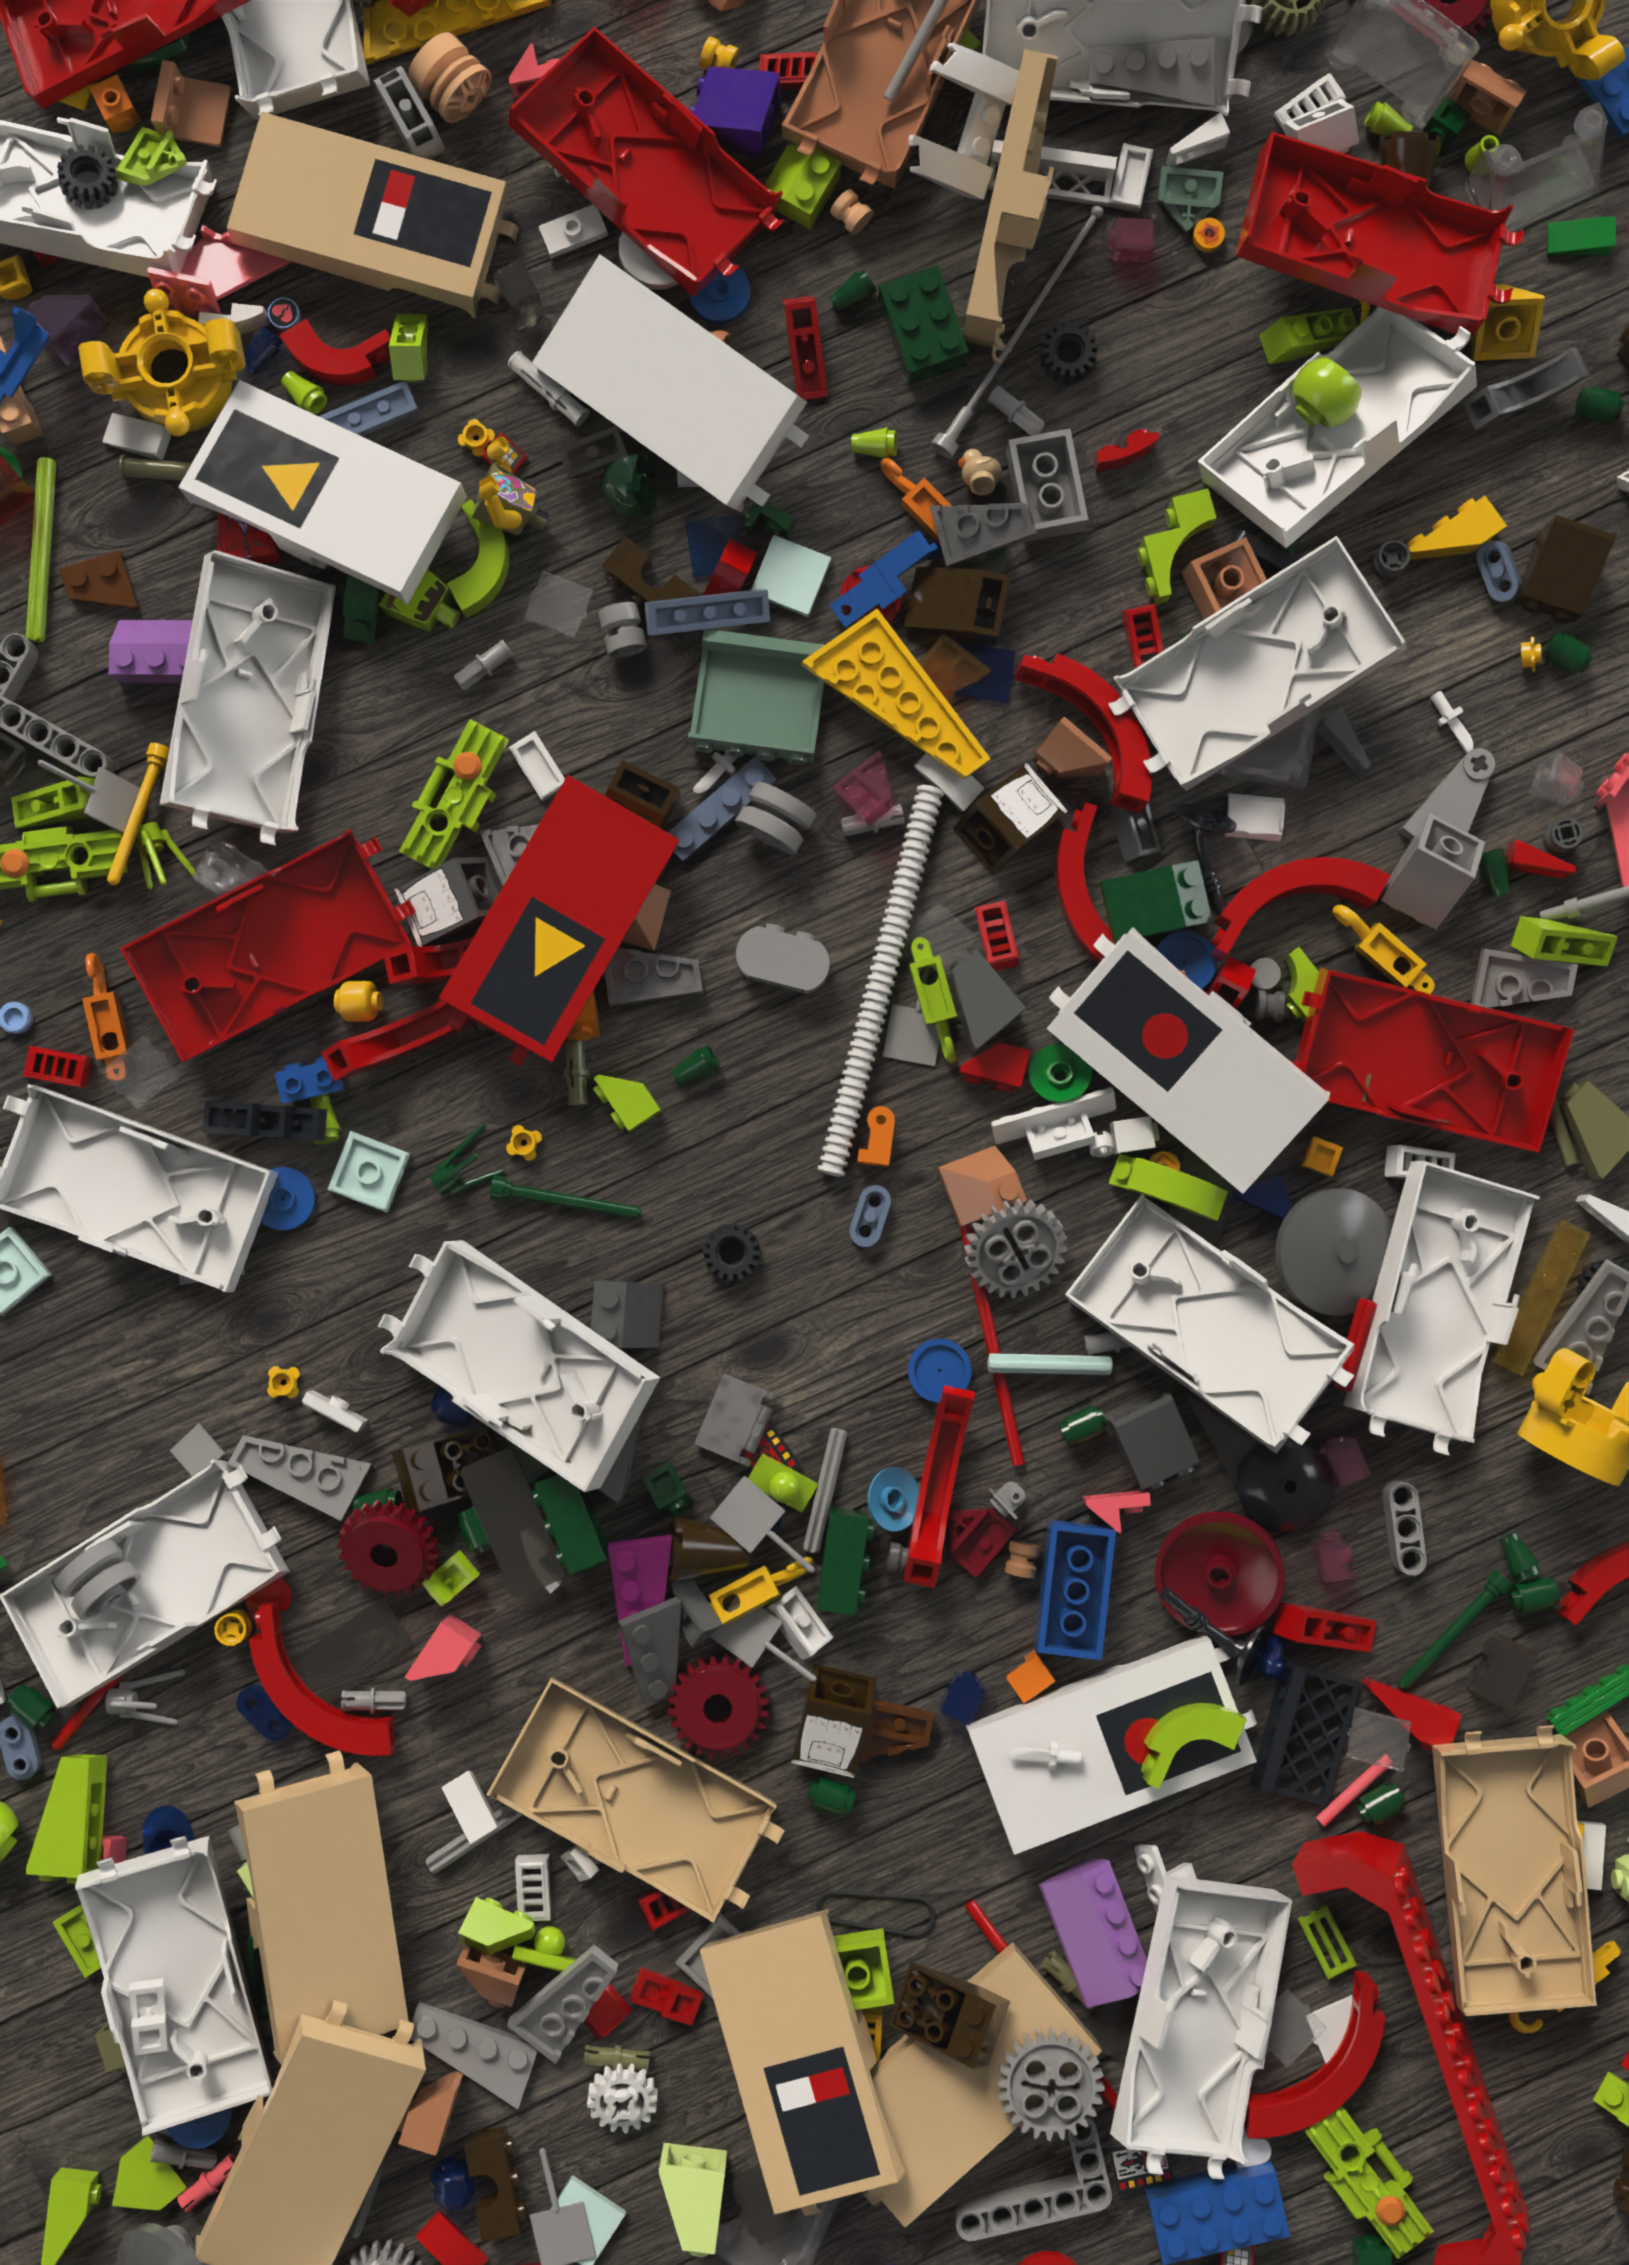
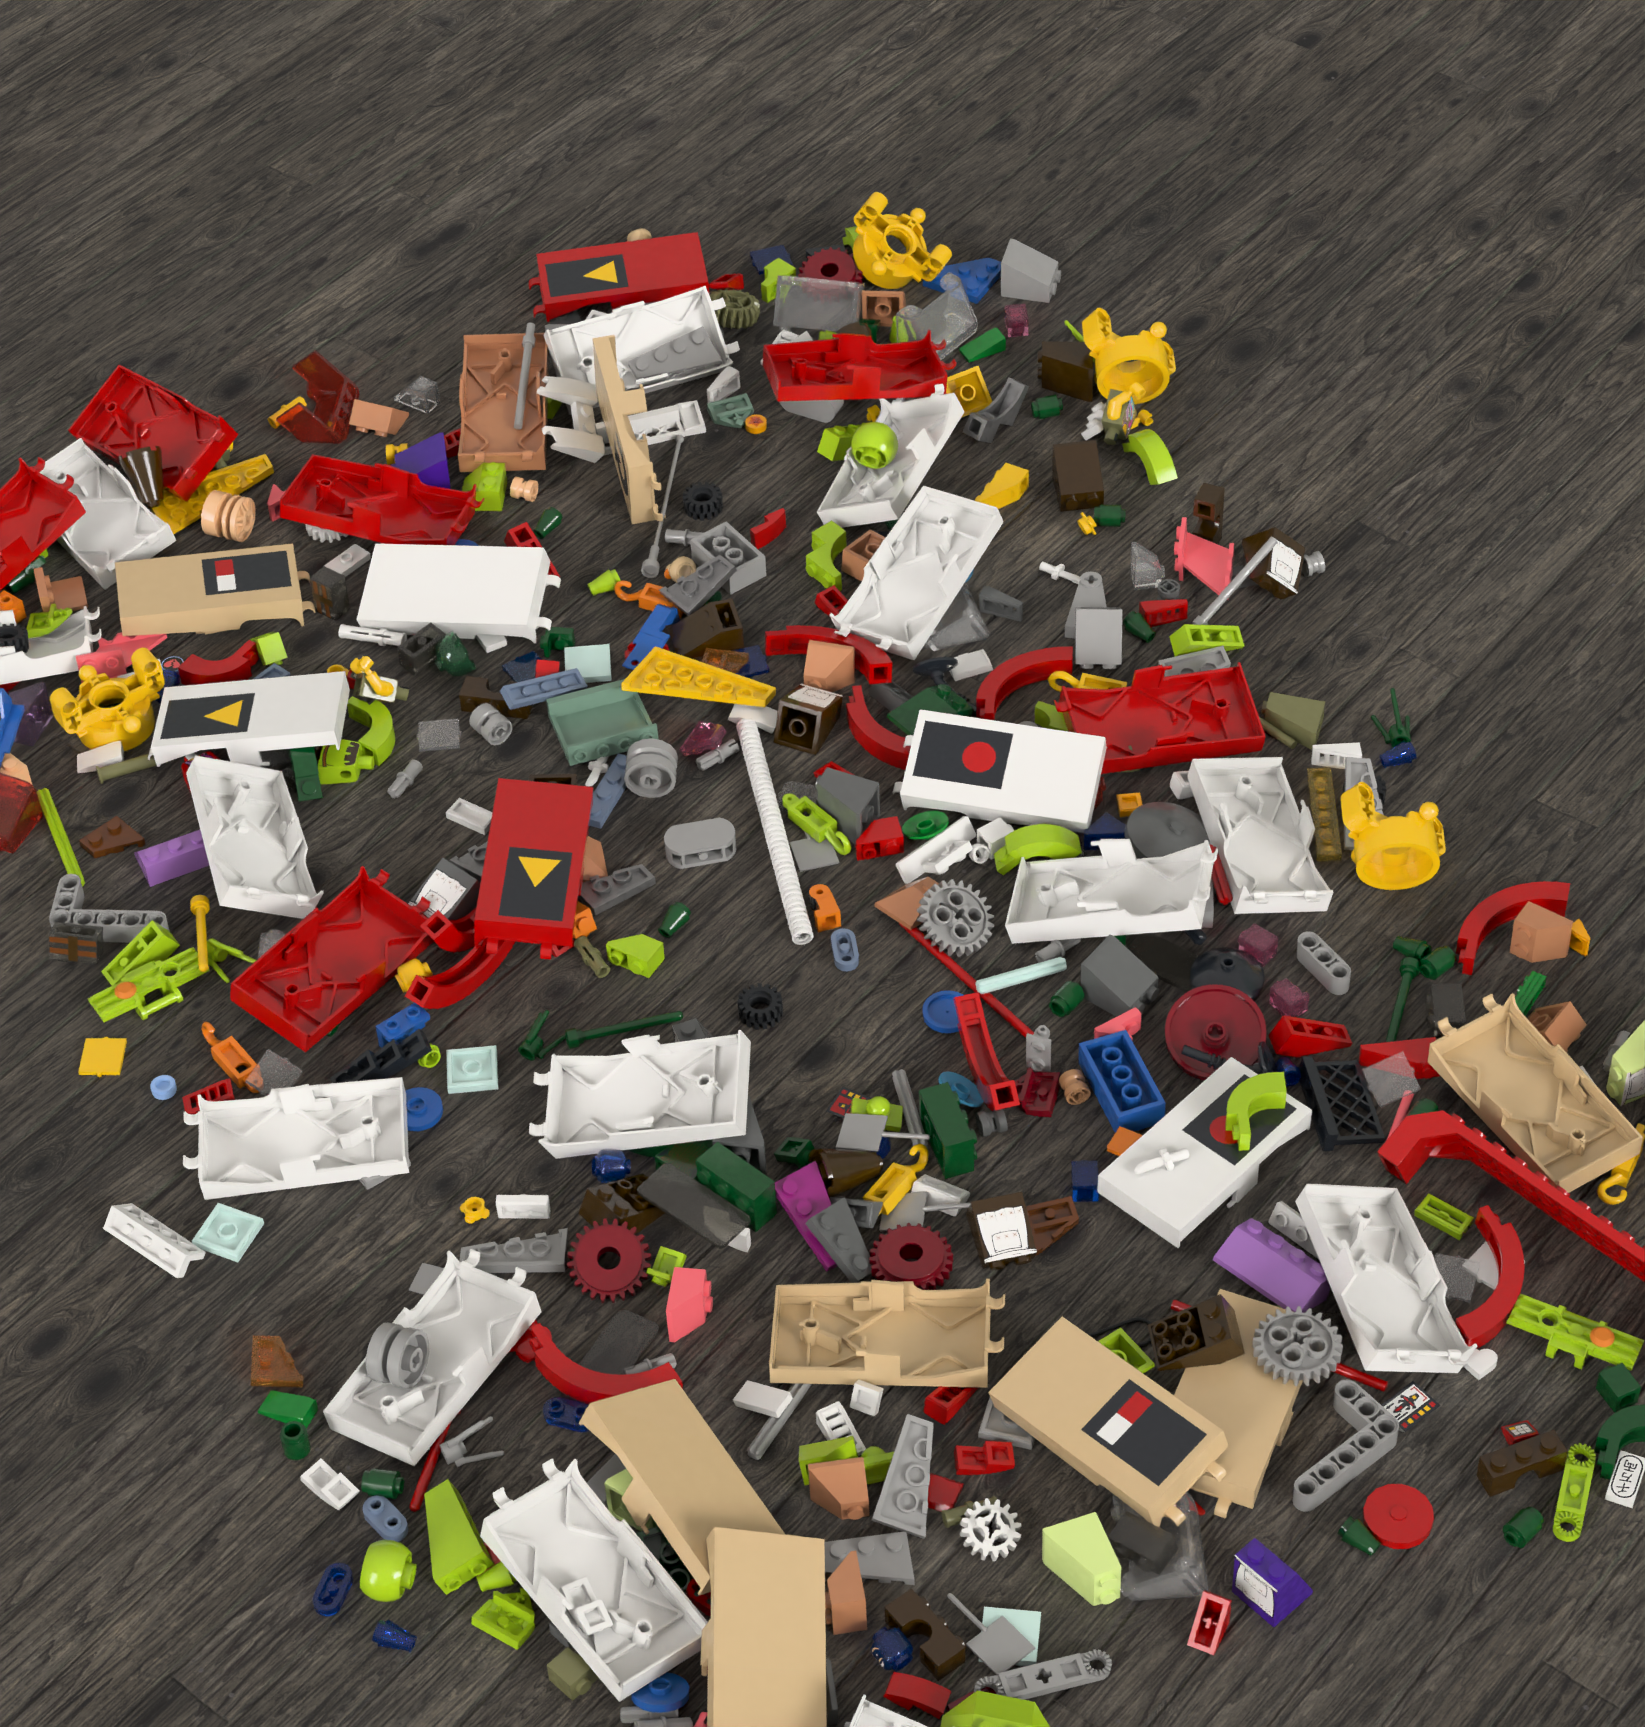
camera: 25 degrees left, 40 degrees down
(109, 799) = (172, 929): light grey piece -> none
(228, 1631) = (516, 1365): yellow wheel -> none
(409, 114) = (206, 536): light grey brick -> none
(463, 799) = (429, 839): lime piece -> none
(473, 1530) = (669, 1231): dark green brick -> none
(516, 1147) = (576, 1008): yellow plate -> none
(735, 1419) = (820, 1095): flat silver piece -> none
(831, 1797) = (1028, 1278): dark green brick -> none
(923, 325) = (602, 519): dark green brick -> none
(1131, 239) = (709, 439): clear pink brick -> none
(1216, 2215) = (1481, 1403): blue brick -> none
(1497, 573) = (1041, 496): sand blue plate -> none

